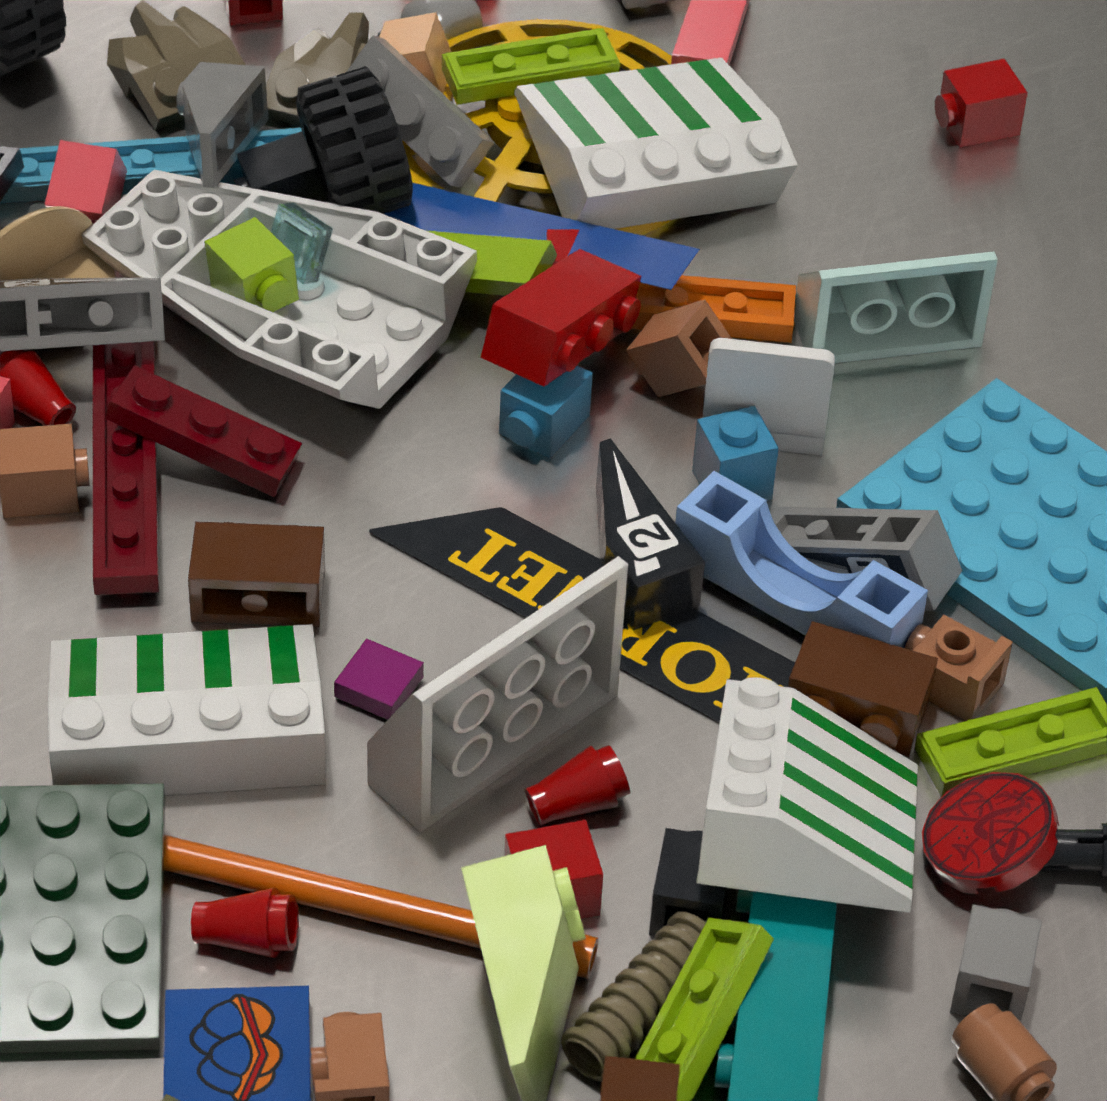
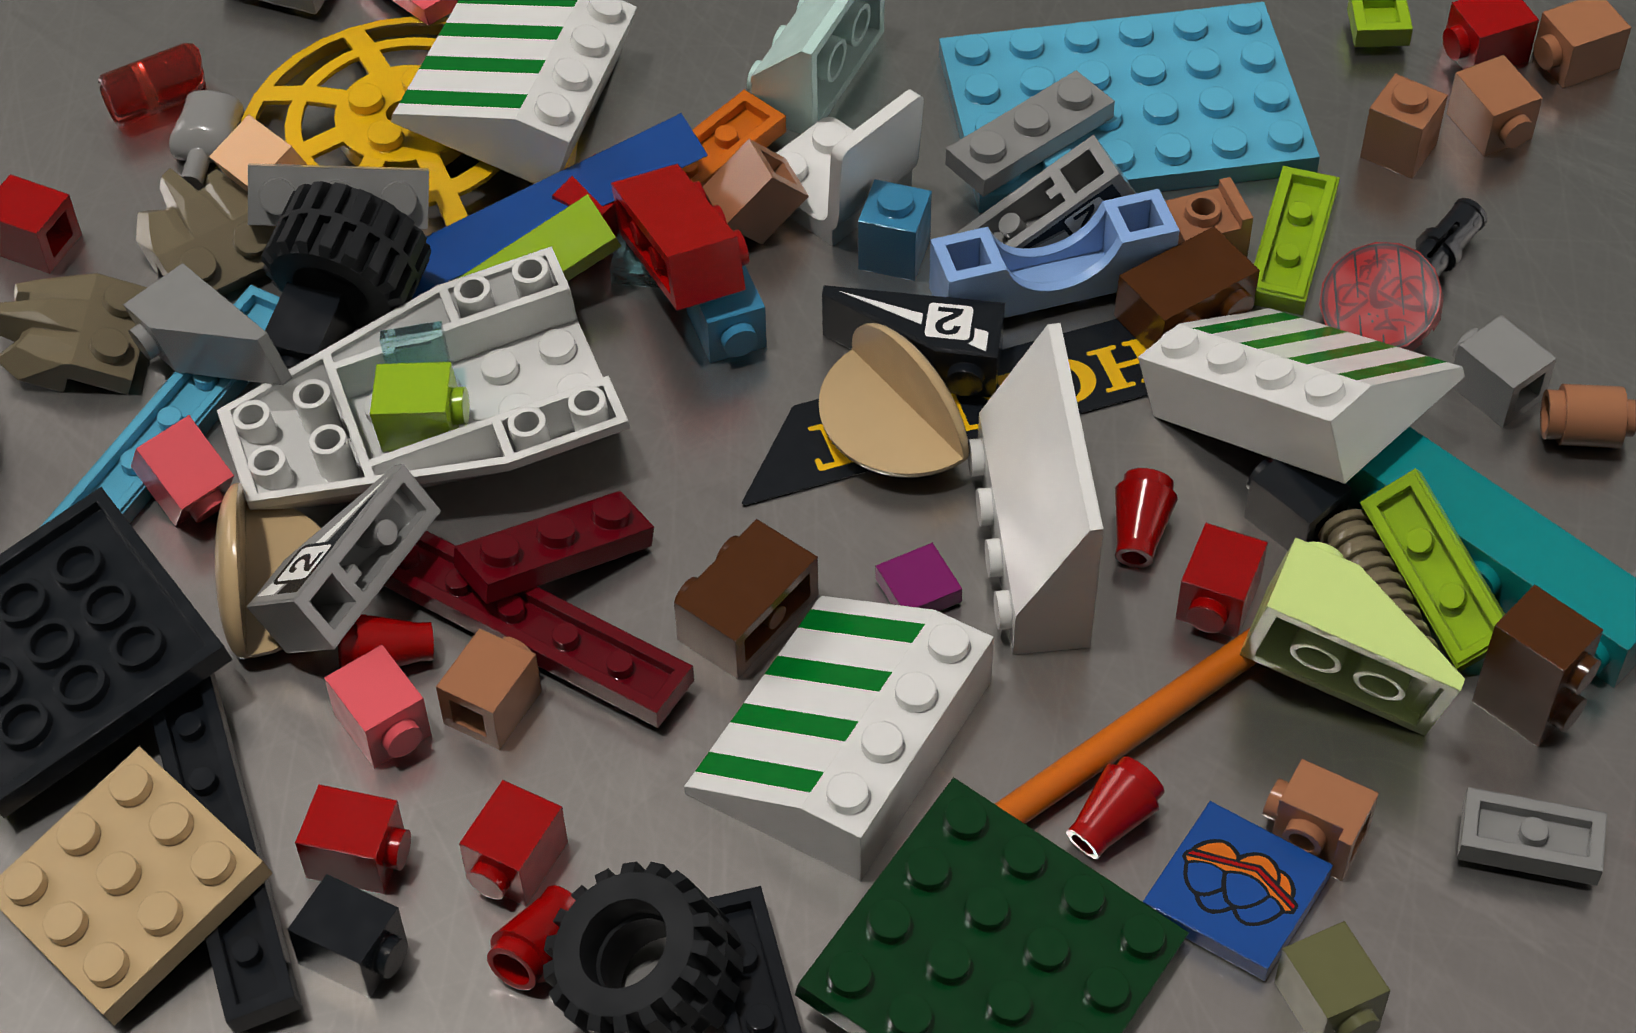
camera: 50 degrees left, 5 degrees up
(500, 68) = (360, 98): lime tile -> none
(529, 555) = (891, 408): none -> tan piece
(928, 481) = (1029, 133): none -> light grey plate

